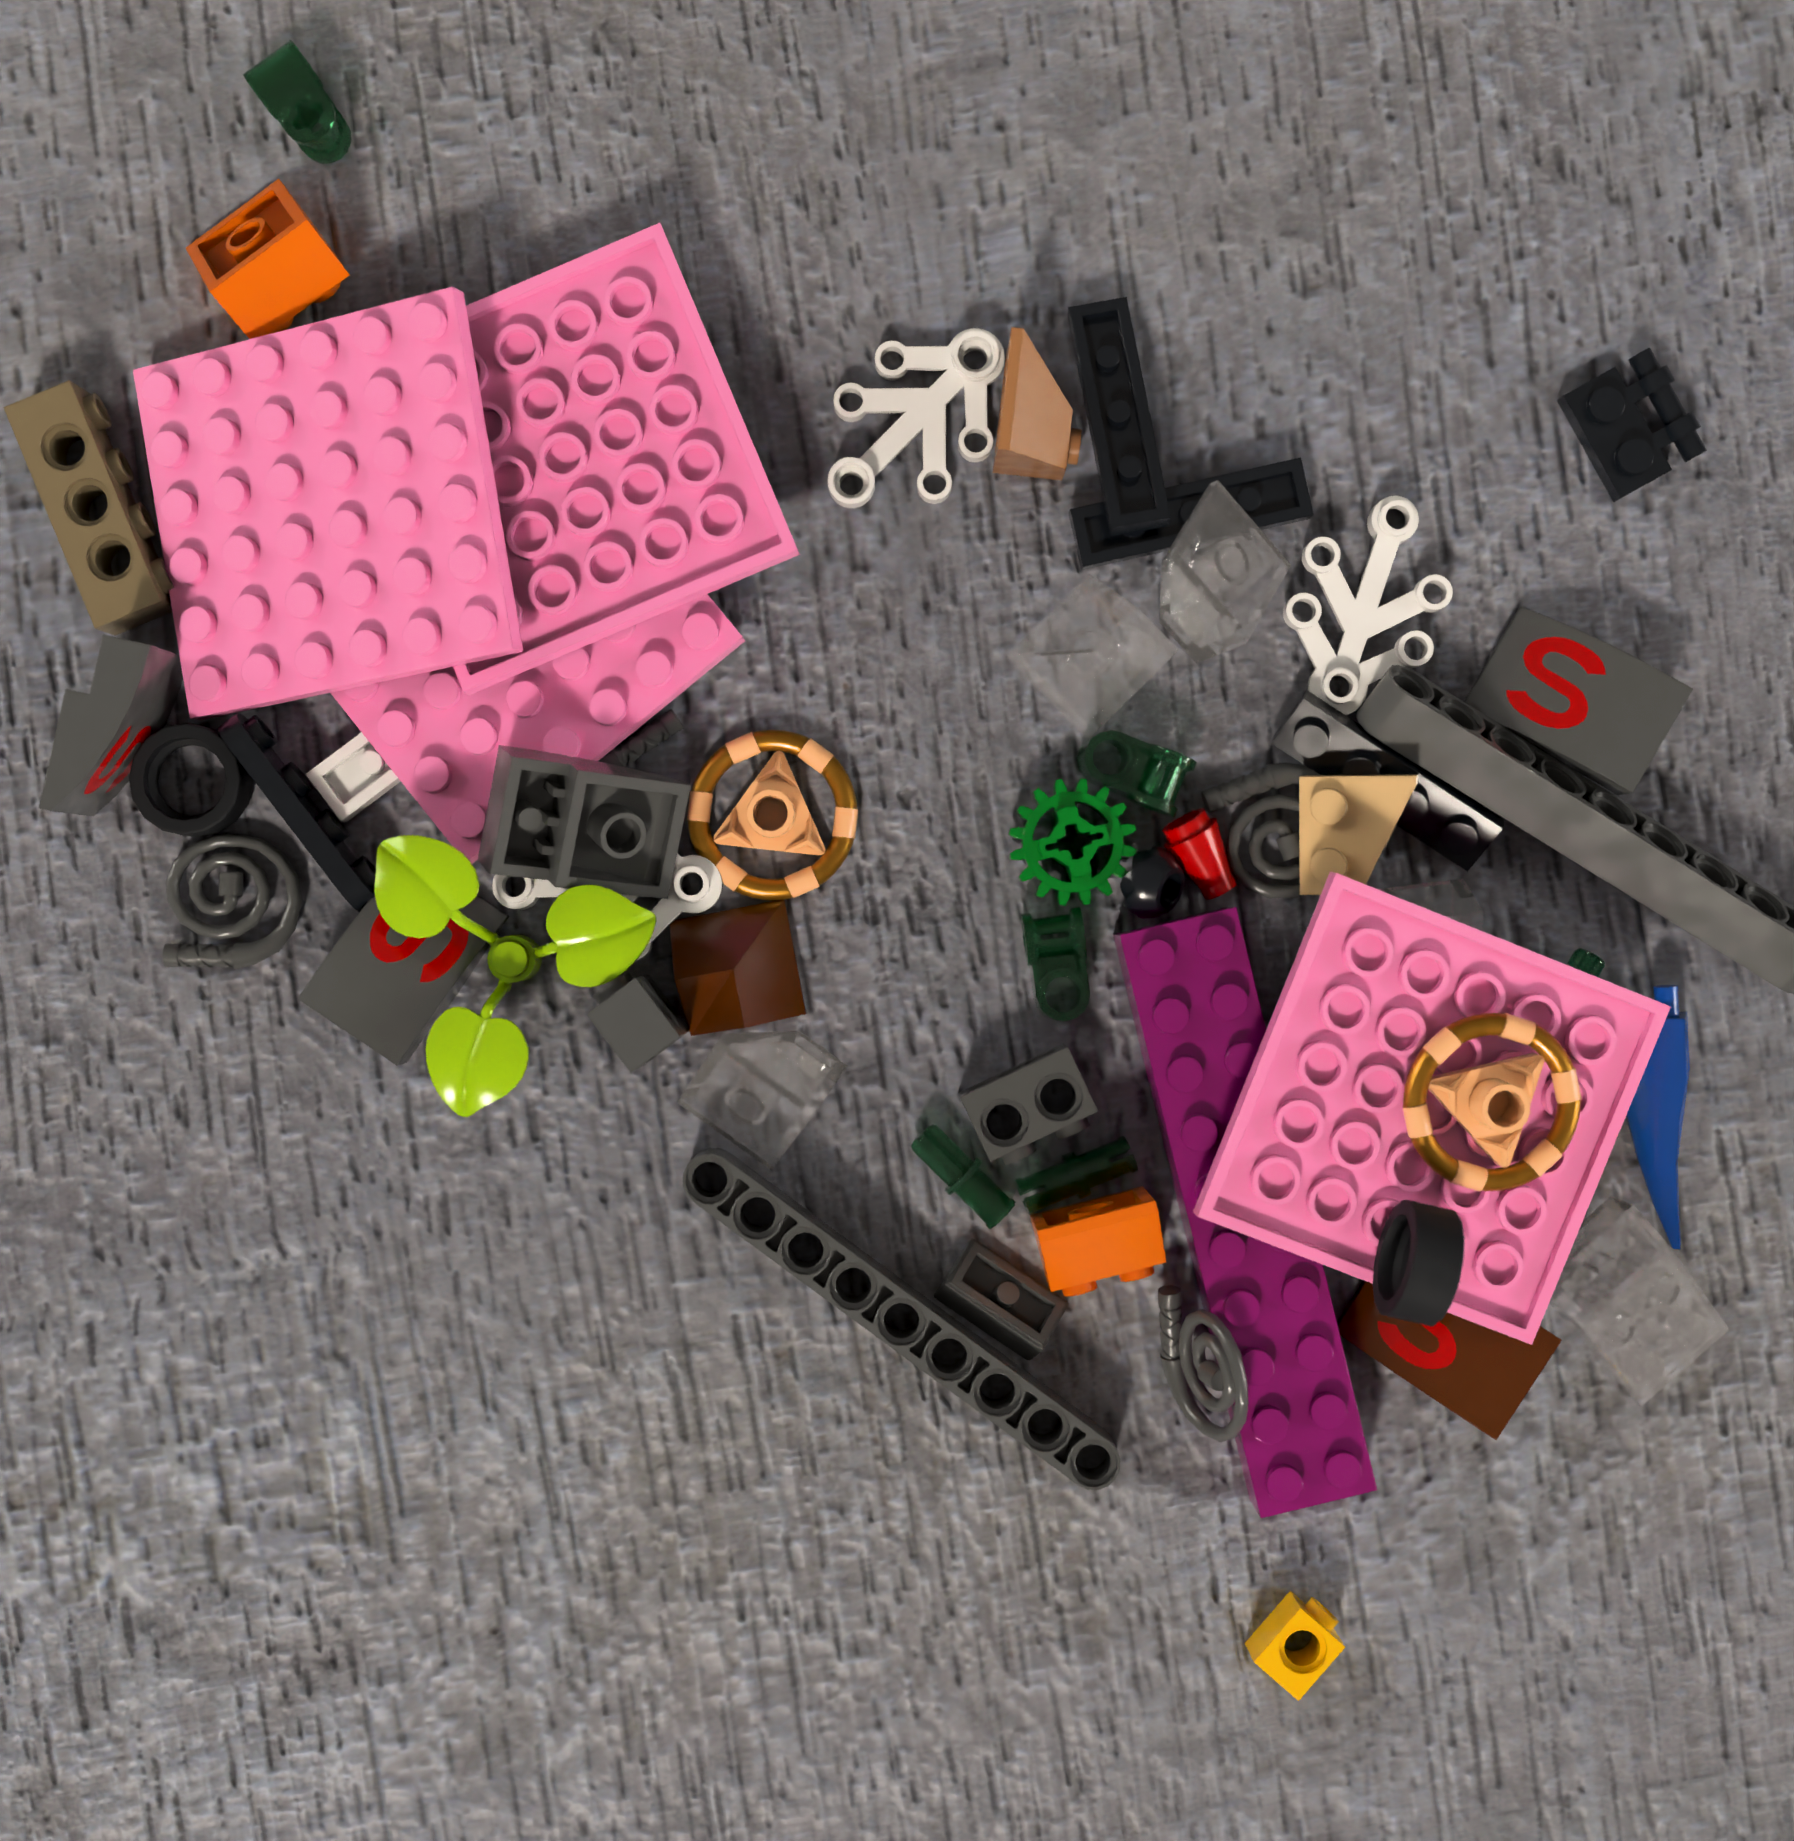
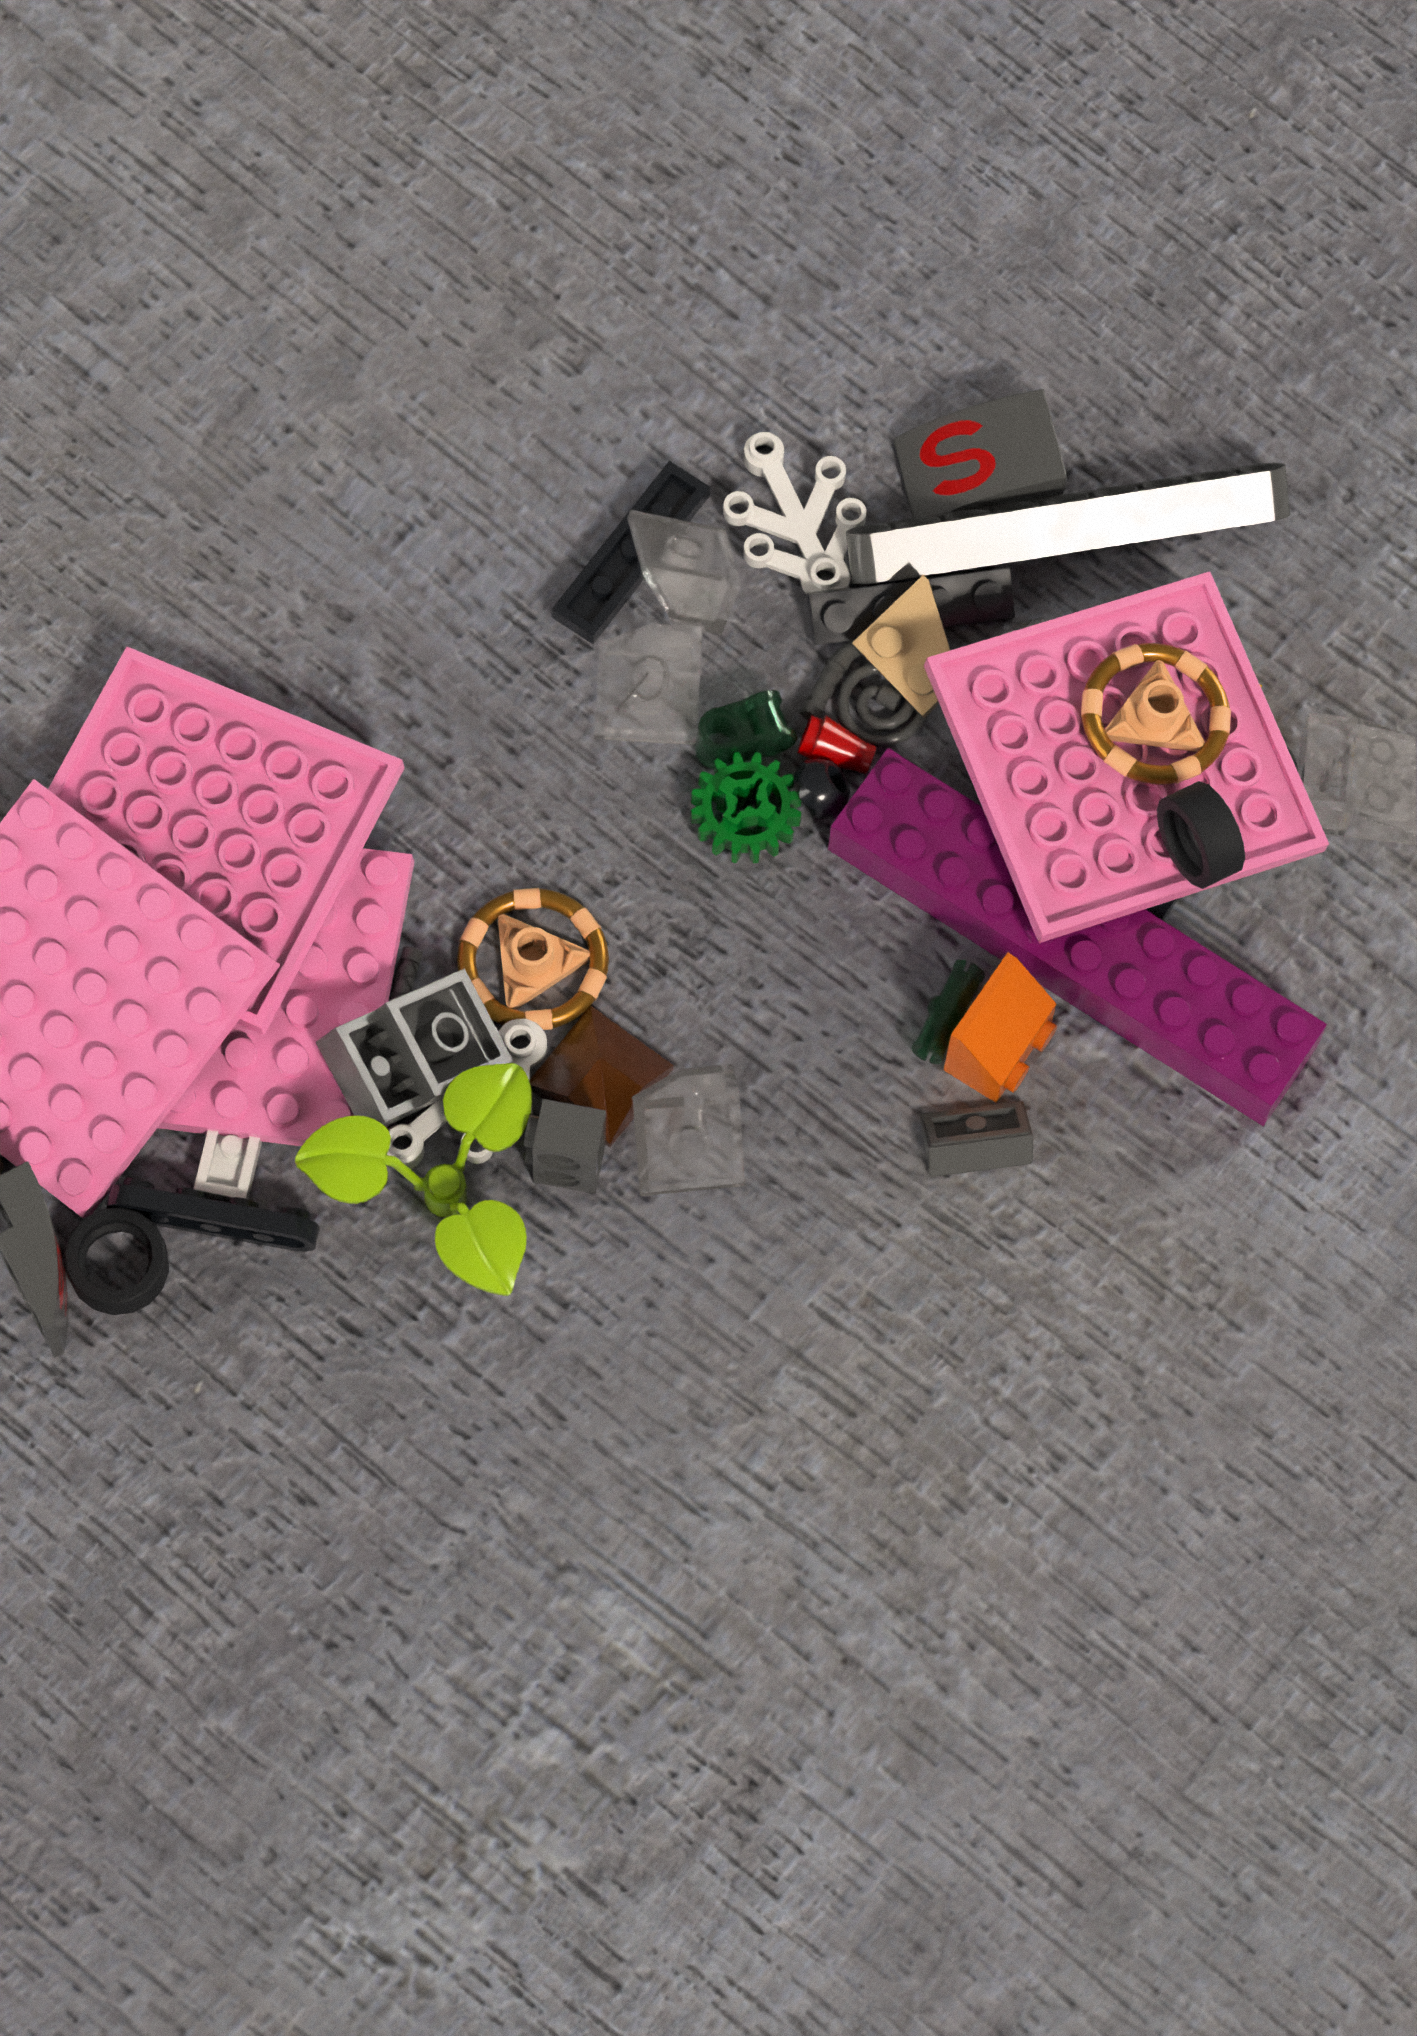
camera: 45 degrees left, 20 degrees down
(230, 886) = (206, 1314): dark grey piece -> none
(395, 985) = (371, 1259): dark grey slope -> none
(916, 1343) = (940, 1180): dark grey beam -> none
(923, 411) = (398, 632): white plant -> none
(962, 1175) = (874, 1076): clear green axle -> none
(1022, 1089) = (864, 988): dark grey brick -> none
(1033, 417) = (472, 572): medium nougat slope -> none
(1057, 959) = (803, 882): clear green piece -> none
(1118, 416) = (530, 528): black plate -> none
(1187, 1366) = (1123, 1065): dark grey piece -> none
(1301, 1668) = (1372, 1201): yellow brick -> none
(1453, 1362) = (1286, 910): reddish brown slope -> none
(1615, 432) = (852, 292): black plate -> none
(1658, 1113) = (1274, 656): blue piece -> none

